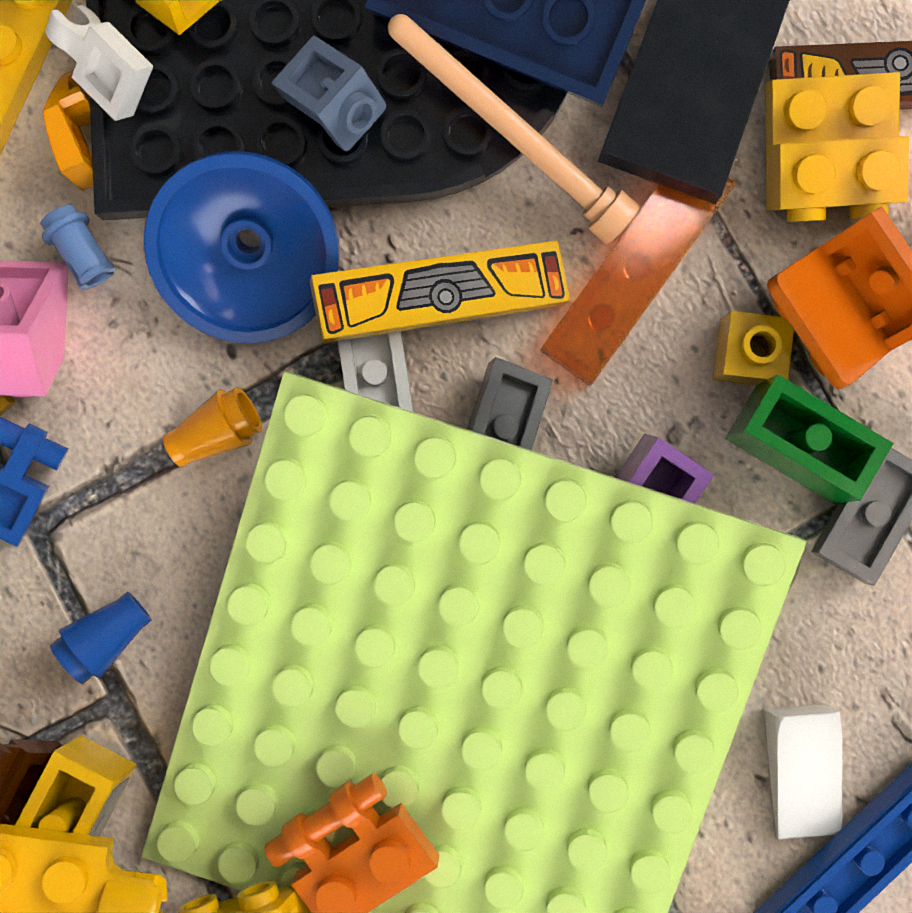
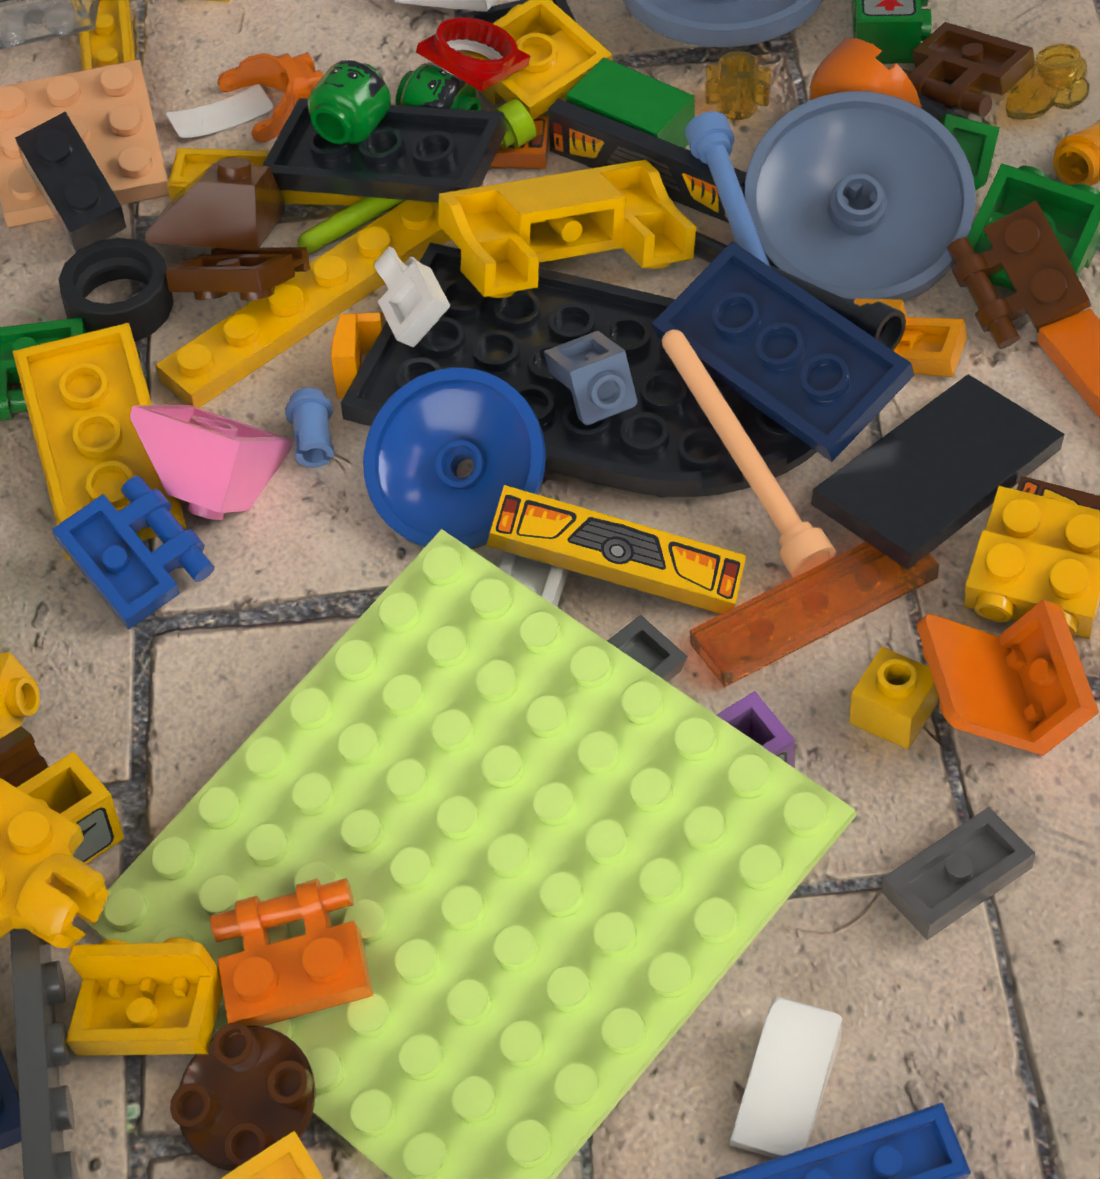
camera: 20 degrees right, 35 degrees down
(98, 639) = (155, 716): blue cone -> none
(215, 427) = (348, 591): light orange cone -> none
(809, 440) = (907, 770): green brick -> none

